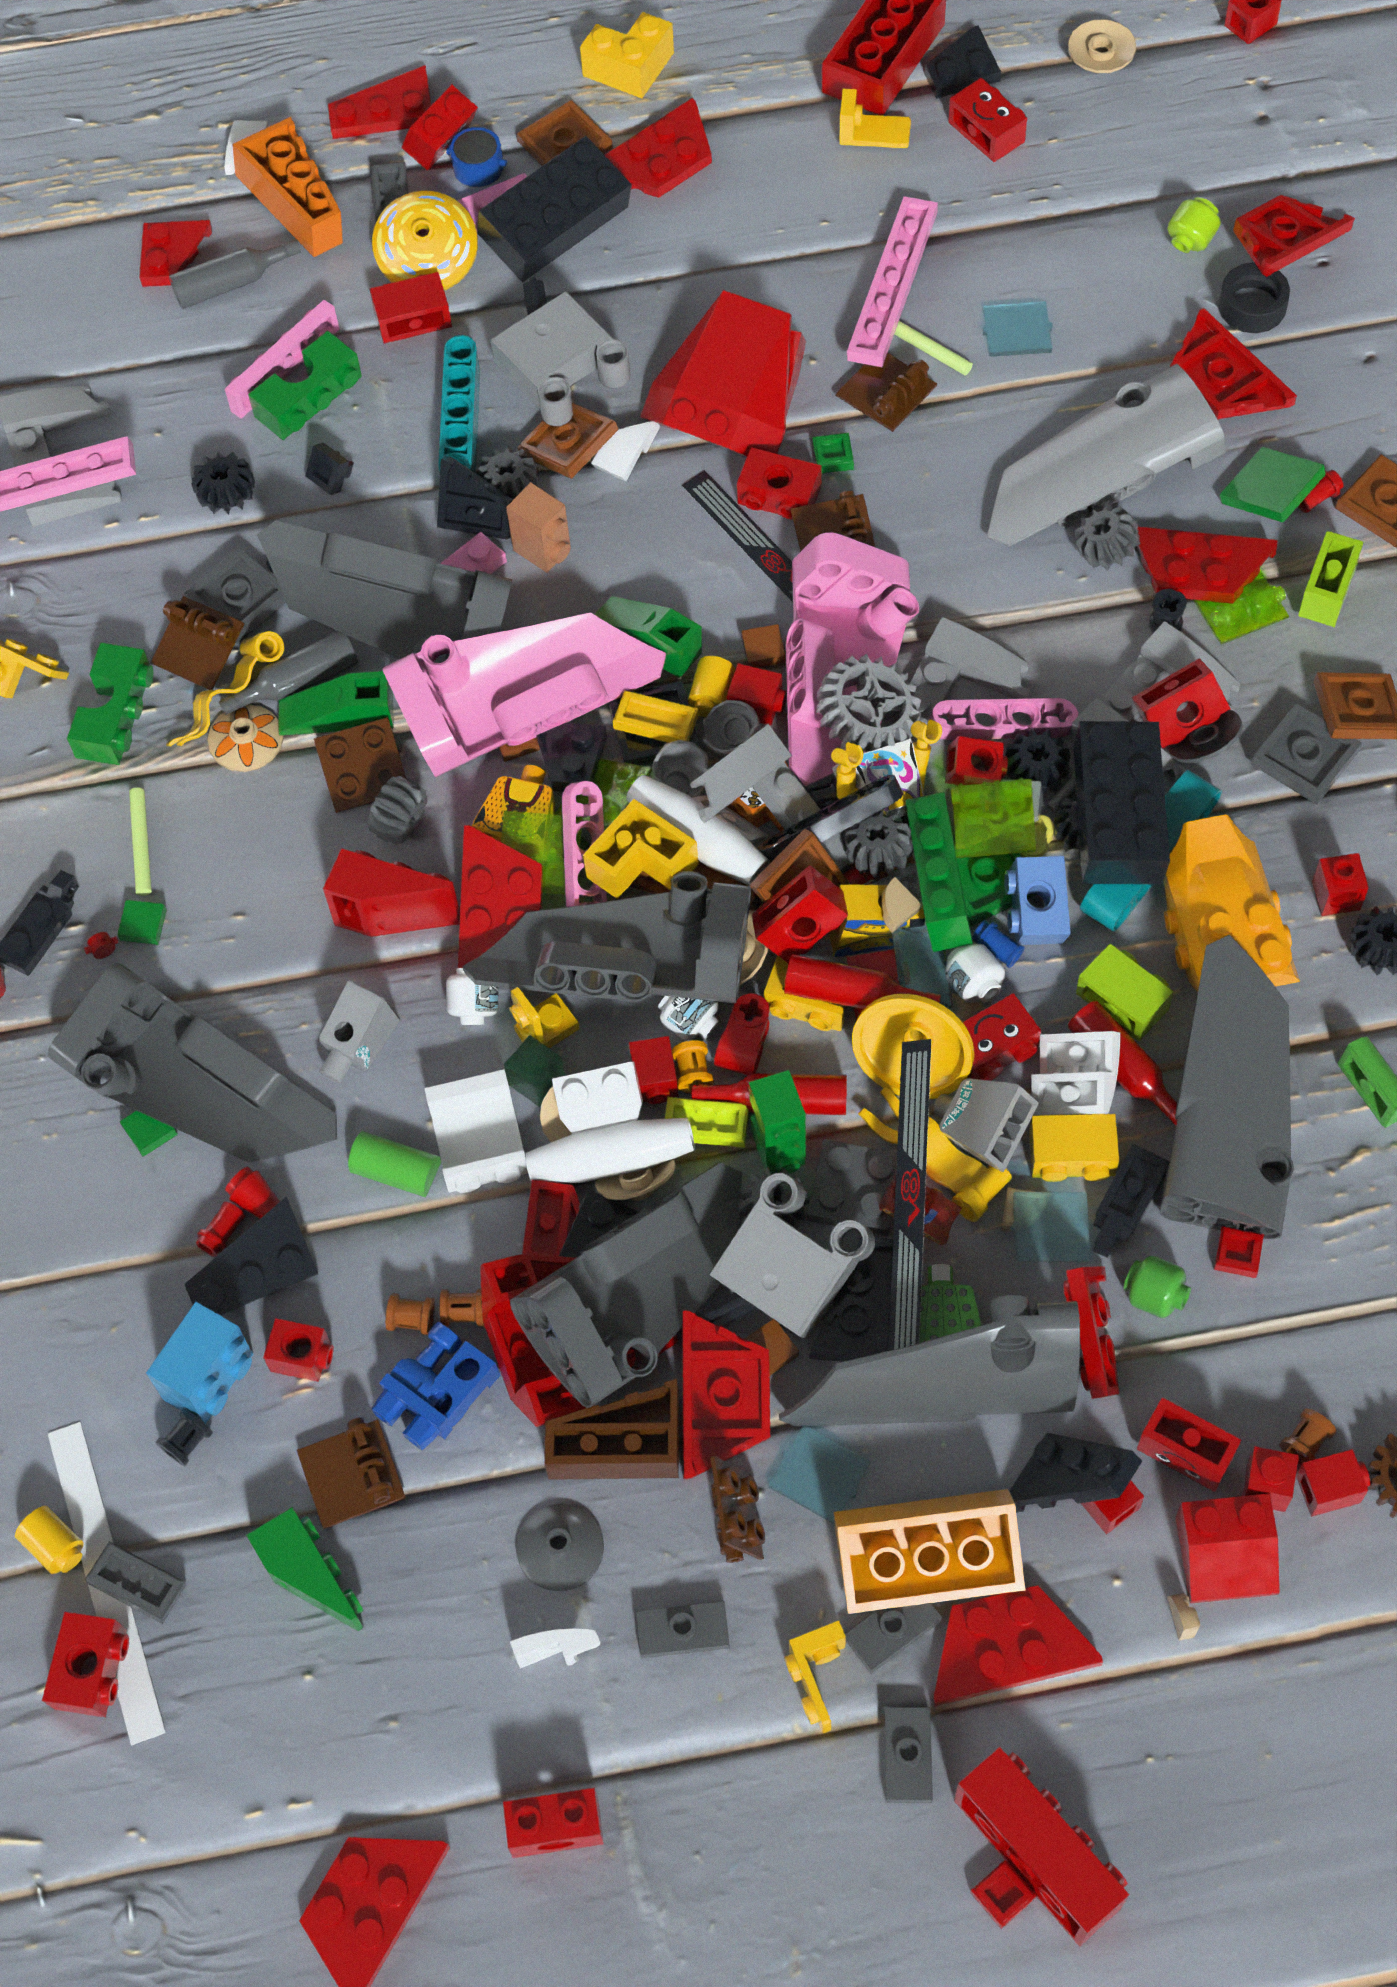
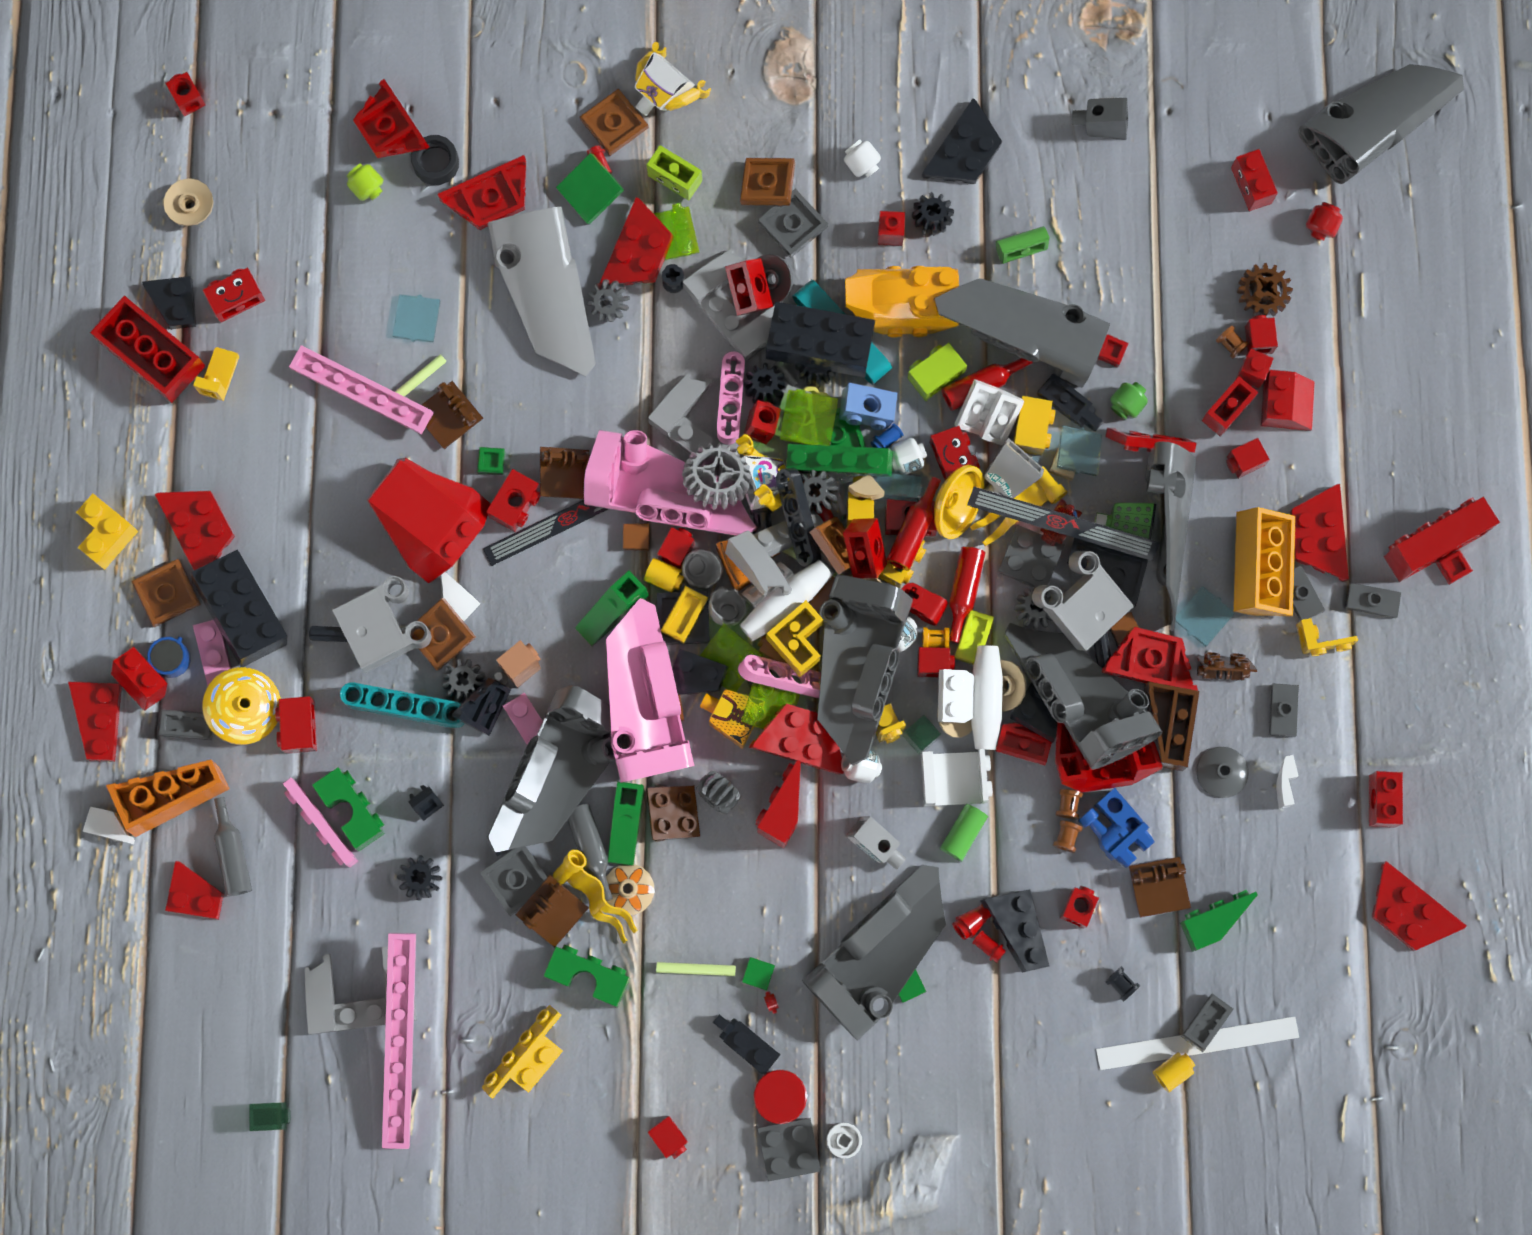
camera: 85 degrees left, 15 degrees up
(78, 1640) = (1270, 1058): red brick -> none
(201, 1363) = (1085, 964): dark azure brick -> none
(778, 1122) = (999, 590): green arch -> none
(1073, 1470) = (1237, 474): black wing -> none
(1184, 1616) = (1326, 435): tan tile -> none

